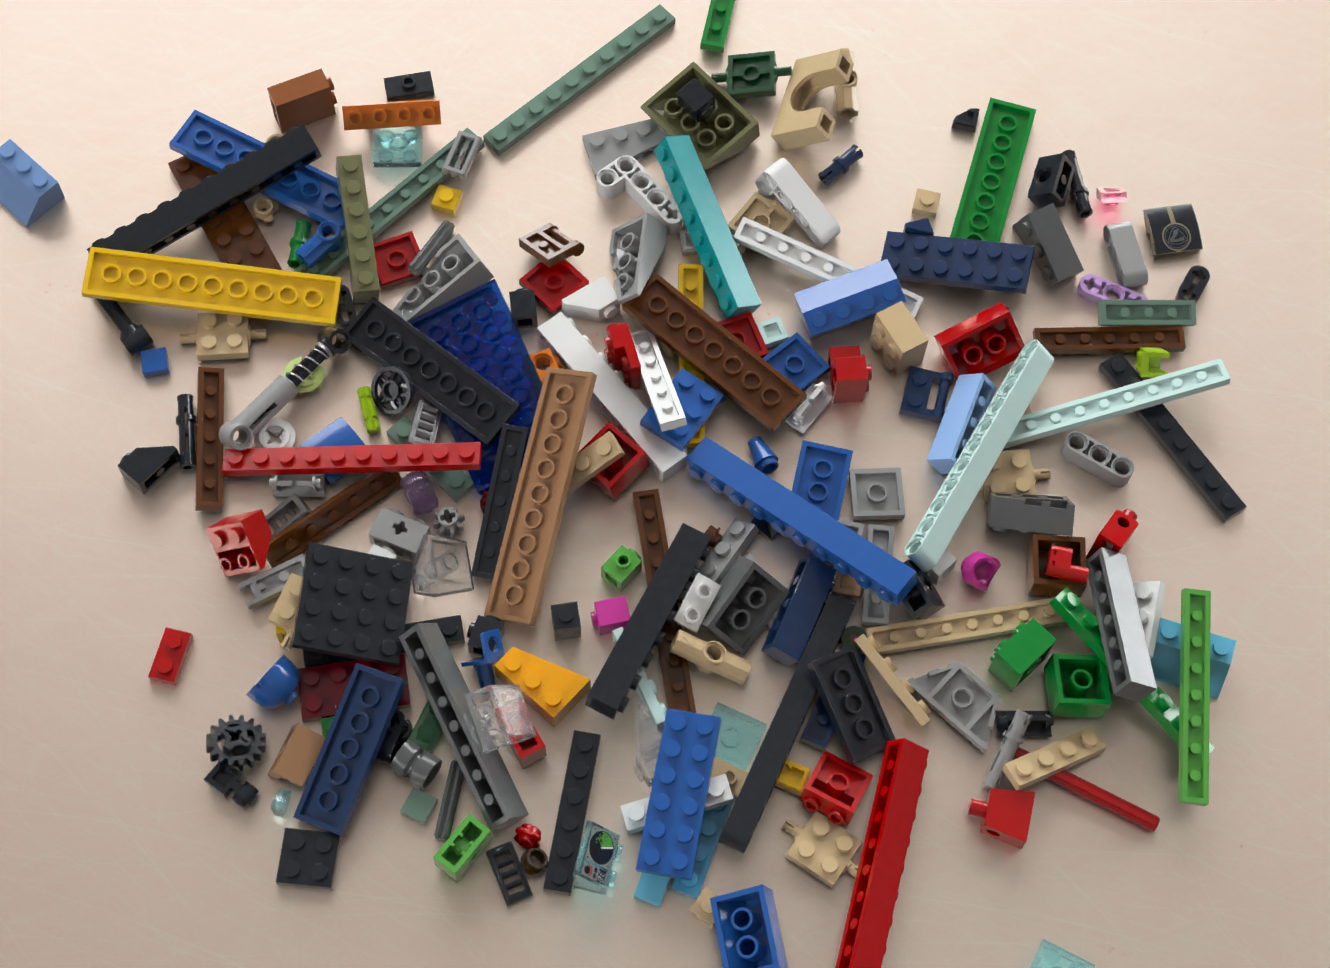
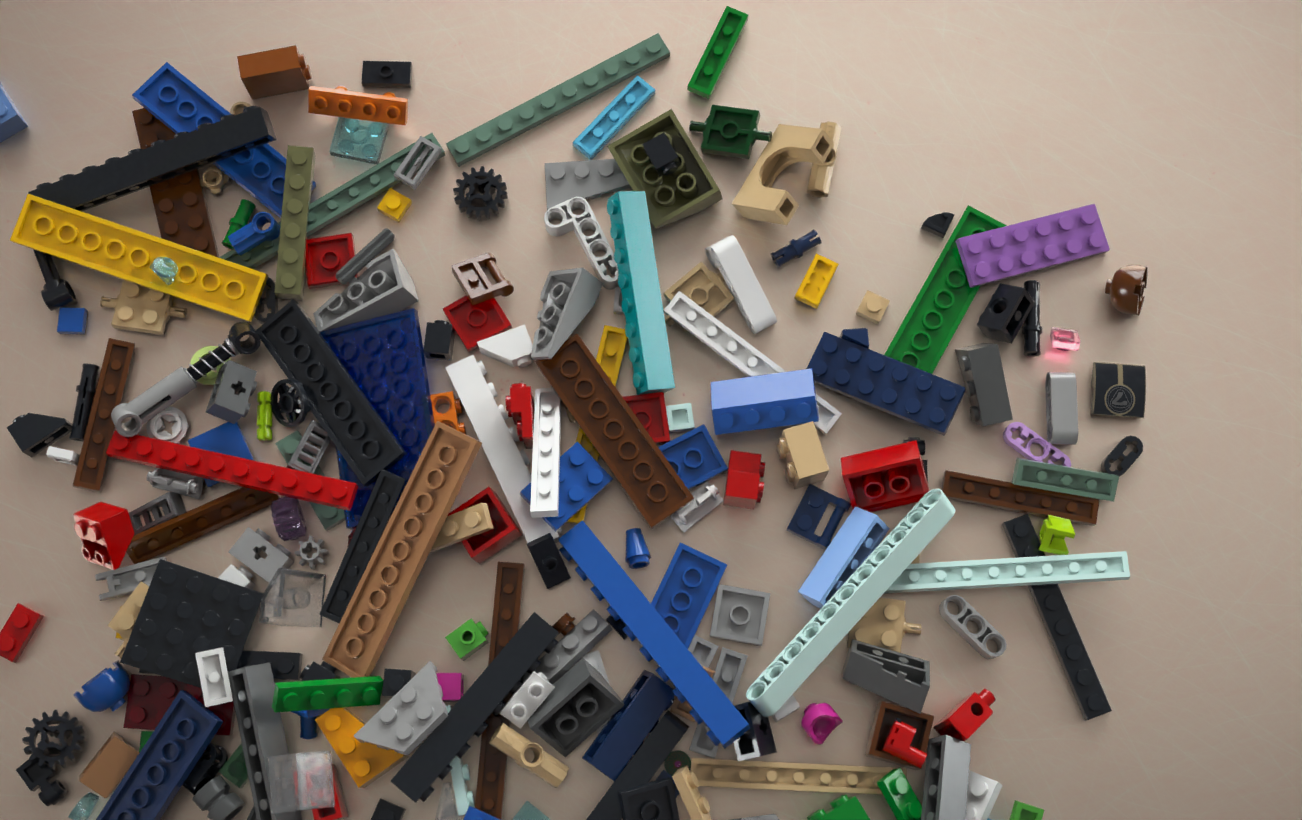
camera: 15 degrees right, 10 degrees up
(179, 483) = (63, 455): none -> white tile
(242, 290) = (165, 269): none -> clear light blue plate
(334, 390) = (232, 392): none -> dark grey brick
(387, 642) = (214, 677): none -> white plate
(502, 634) = (327, 694): none -> green plate
(528, 172) = (474, 201): none -> black gear
(586, 637) = (408, 714): none -> light grey wing
(637, 85) = (614, 117): none -> medium azure tile
(682, 480) = (548, 560): none -> black plate
(867, 189) = (816, 281): none -> yellow plate
(1059, 120) = (1032, 245): none -> medium lavender plate
(1156, 140) = (1127, 289): none -> reddish brown cylinder

